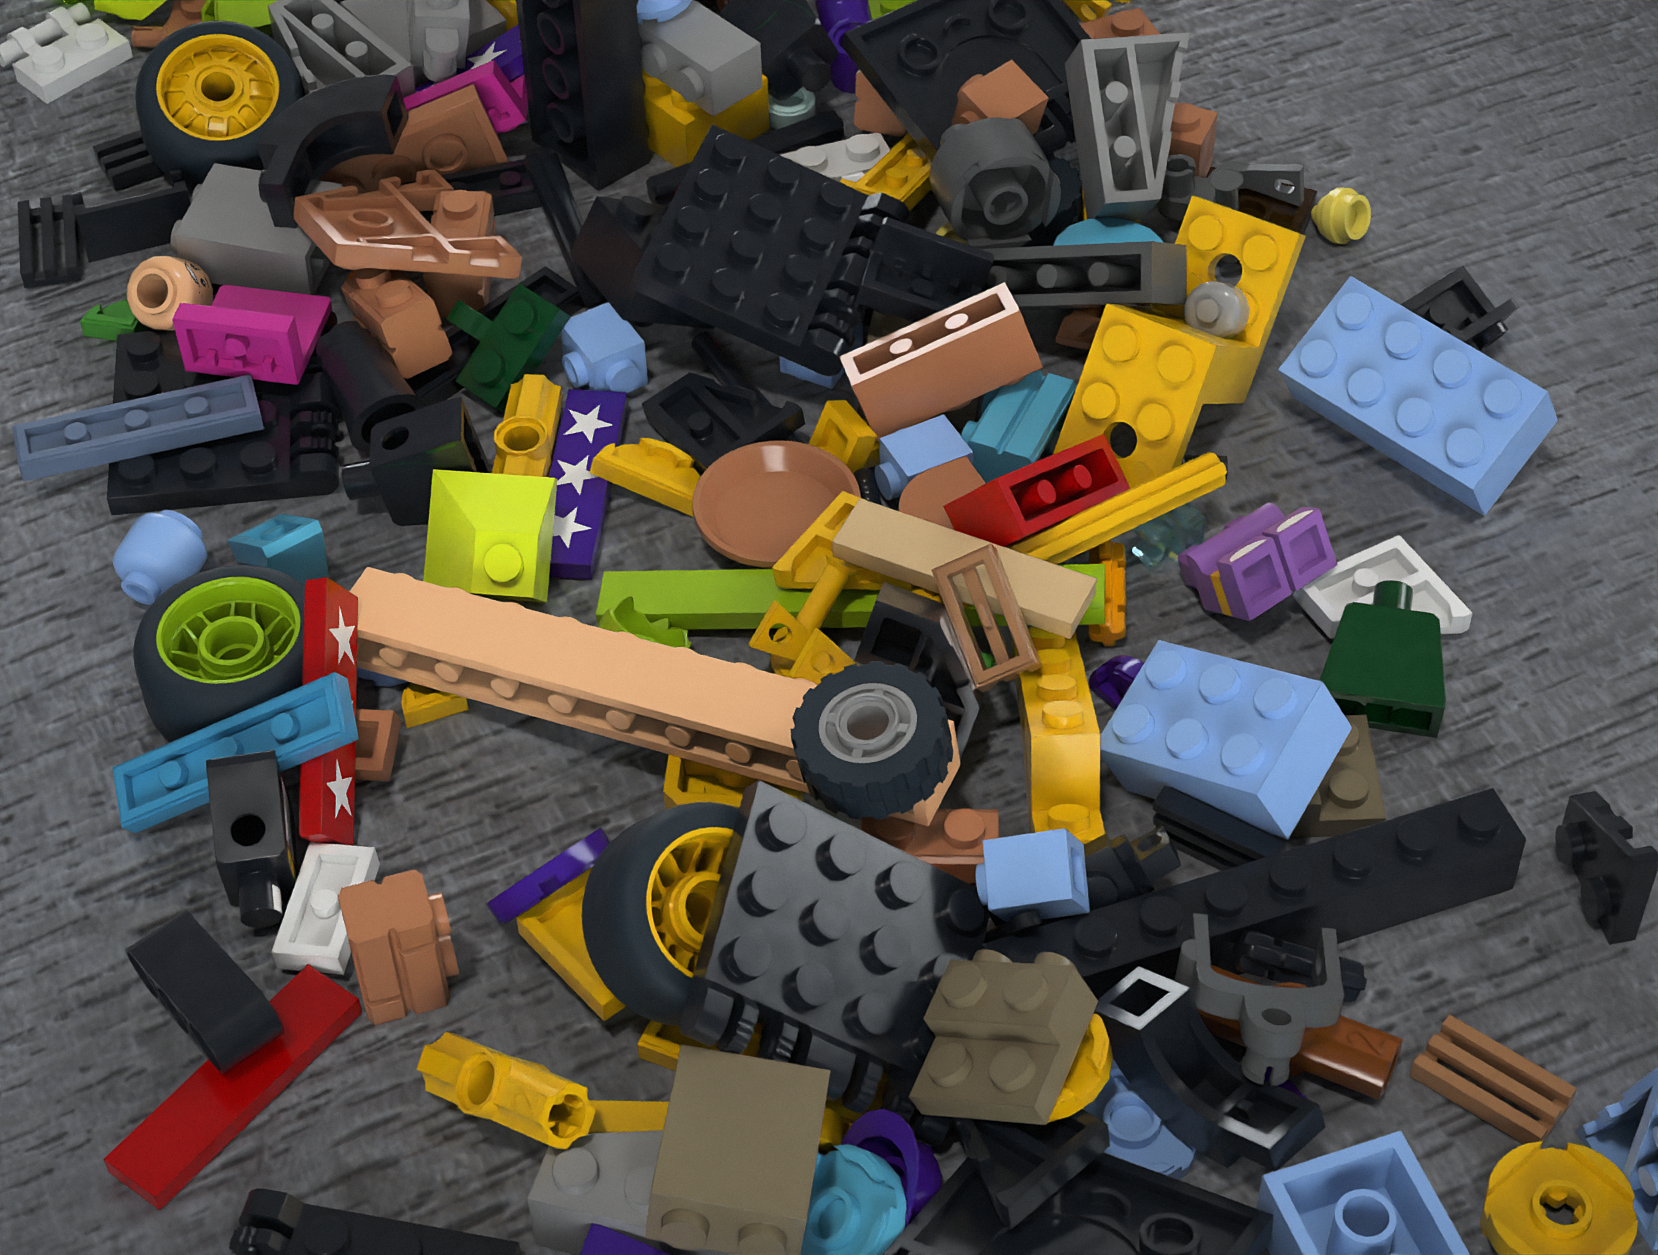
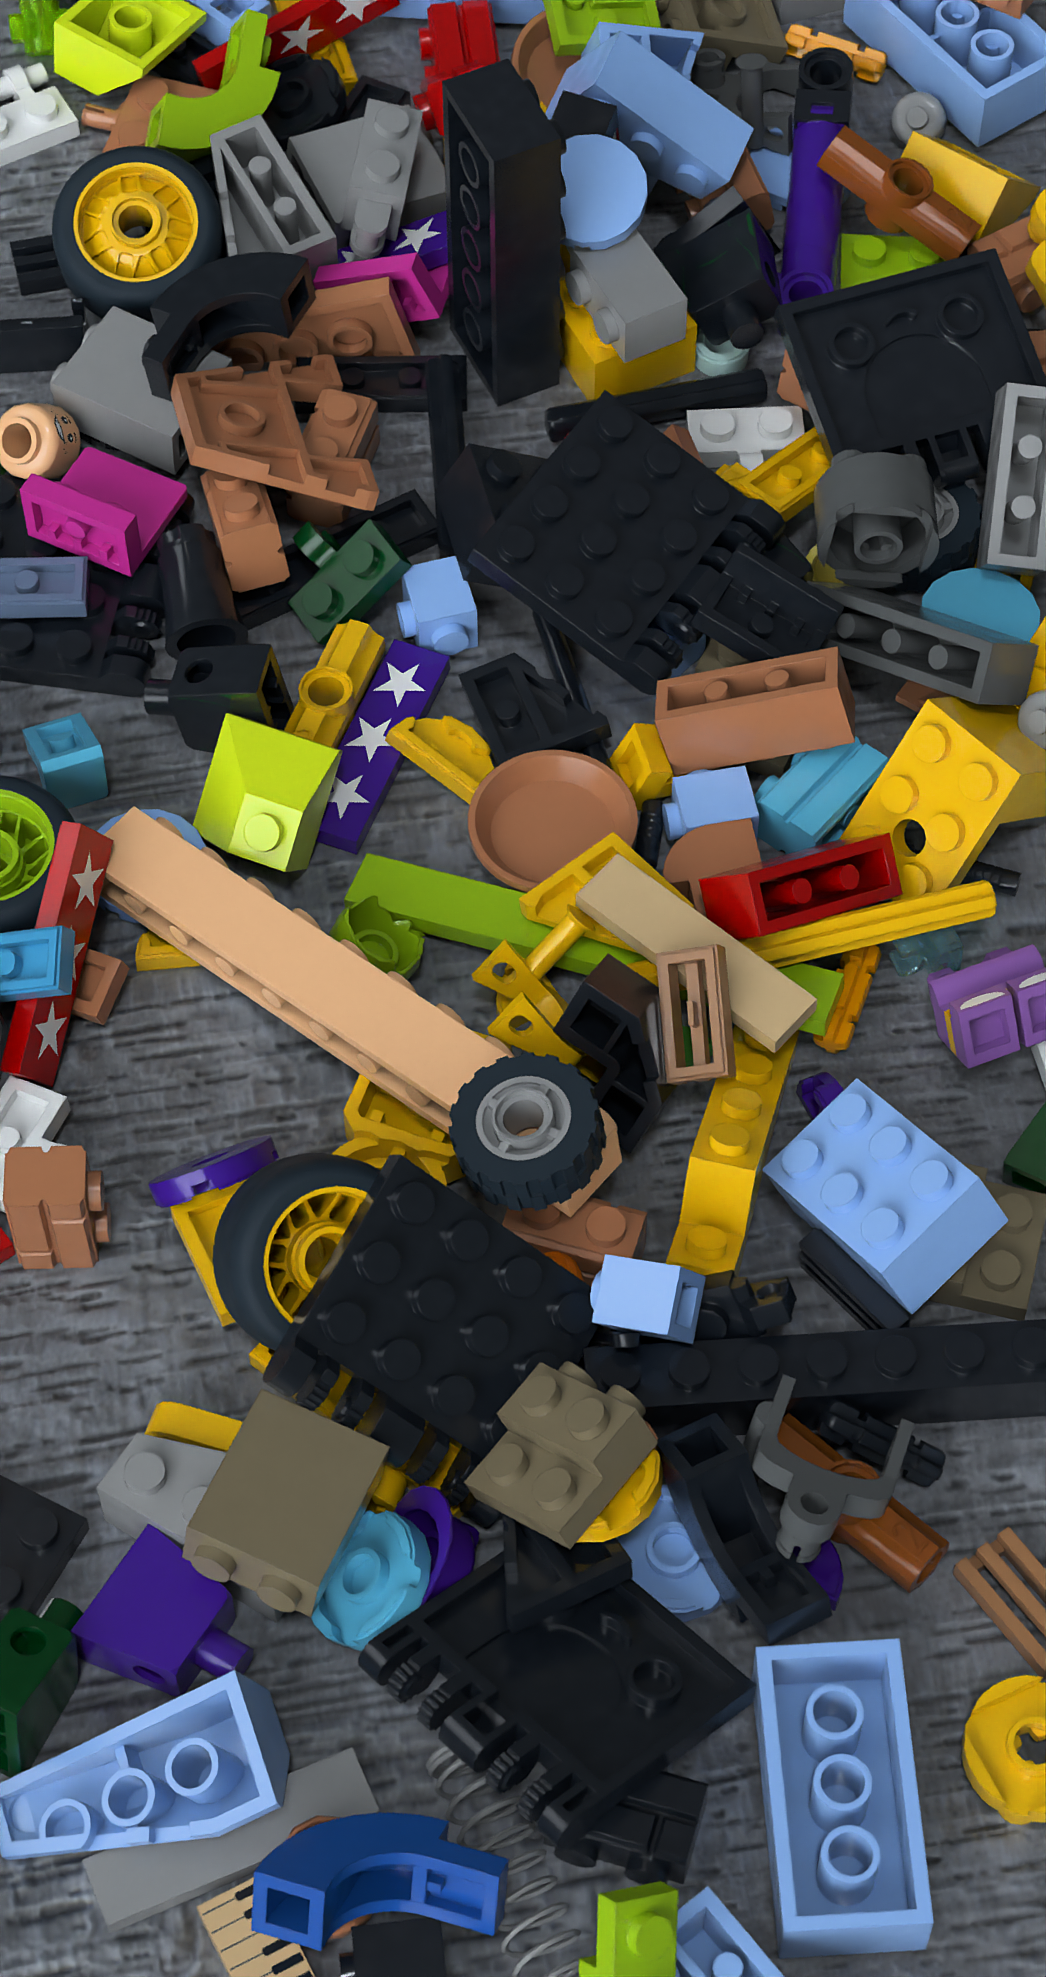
camera: 15 degrees right, 10 degrees up
(506, 1090) = (109, 1376): yellow piece -> none
(1001, 94) = (910, 425): nougat brick -> none

